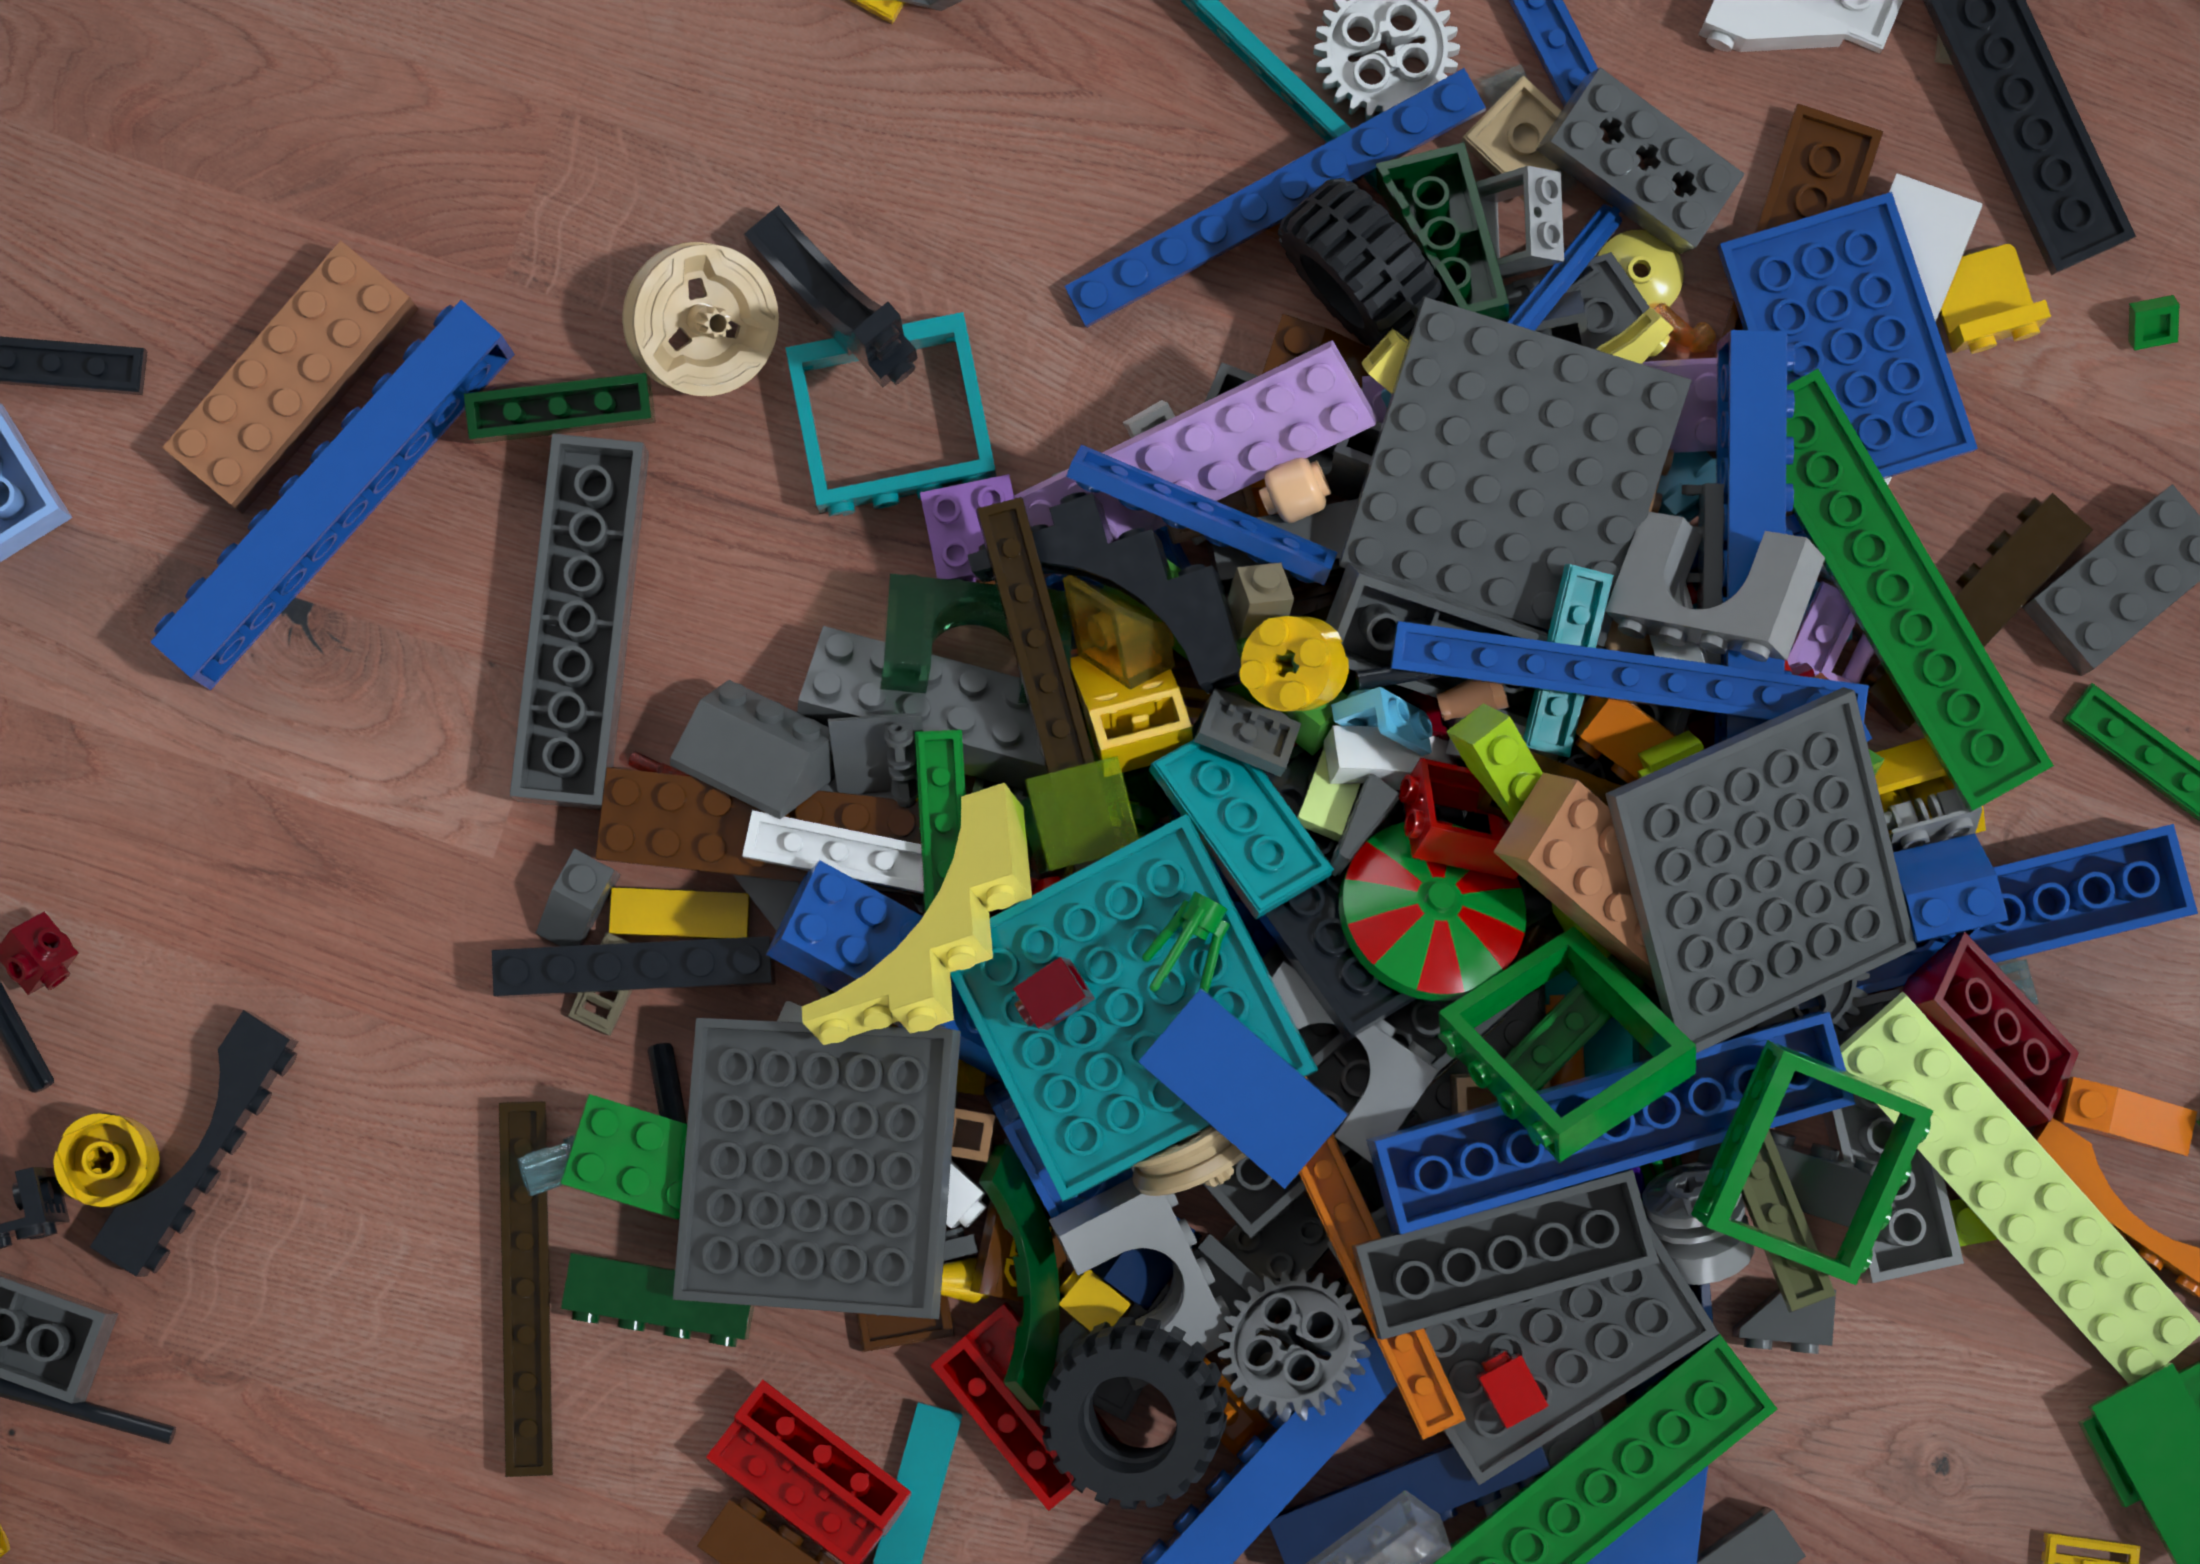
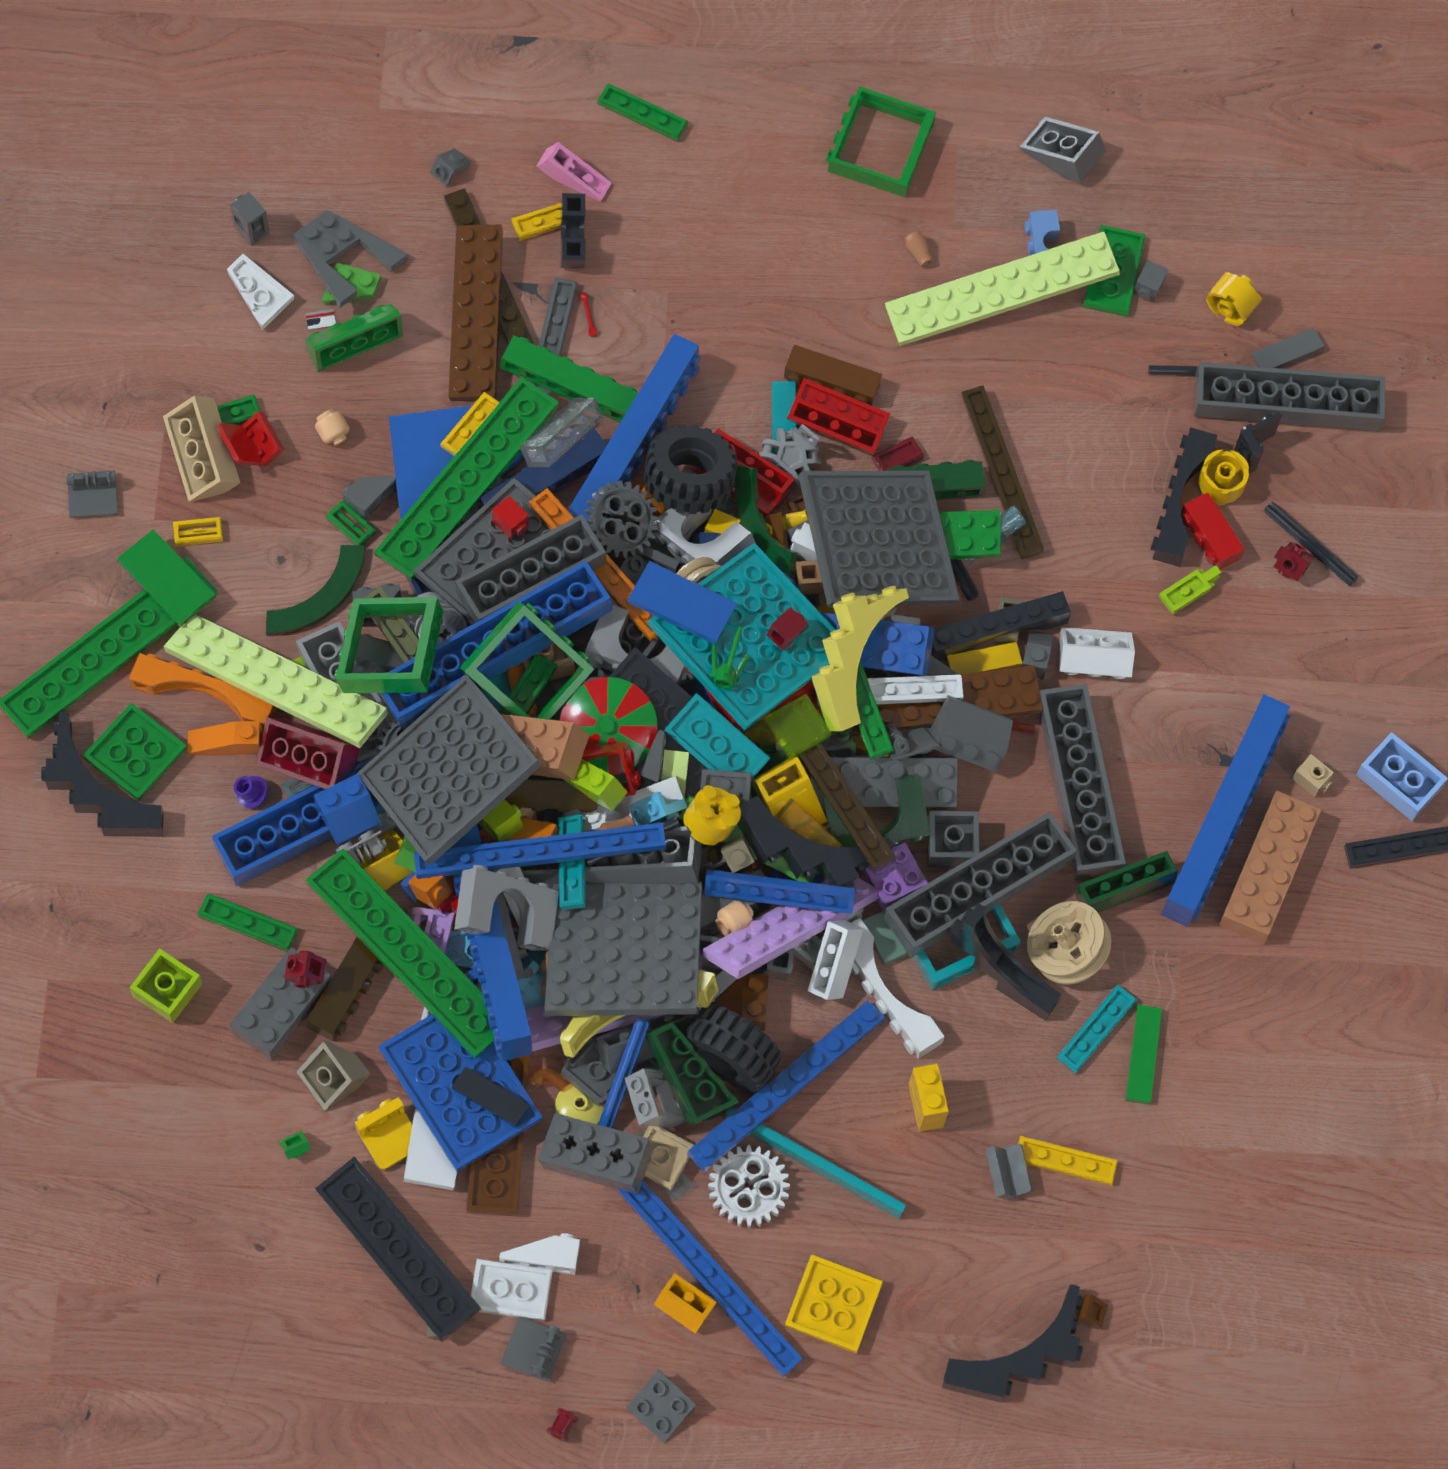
camera: 160 degrees right, 15 degrees down
(150, 529) = (1313, 776): none -> tan brick
(169, 1057) = (1212, 531): none -> red brick
(251, 954) = (1189, 589): none -> lime hinge
(466, 873) = (1096, 652): none -> white slope
(630, 108) = (1143, 1054): none -> green tile
(697, 175) = (1096, 1029): none -> teal tile
(714, 1375) = (902, 453): none -> dark red tile
(827, 455) = (984, 879): none -> dark grey brick
(845, 572) = (952, 837): none -> dark grey brick
(919, 1419) = (792, 454): none -> light grey piece
(1015, 249) = (917, 1029): none -> white arch
(1021, 433) = (885, 940): none -> sand green tile
(1036, 104) = (928, 1097): none -> yellow brick
(1128, 389) = (835, 959): none -> white brick
(1774, 1469) = (364, 537): none -> green tile
(1803, 297) = (490, 1097): none -> black tile
(1876, 1356) = (325, 600): none -> dark green tile
(2060, 428) = (332, 1074): none -> dark tan slope
(2088, 599) = (305, 969): none -> dark red brick
(2097, 1002) = (251, 791): none -> dark purple piece

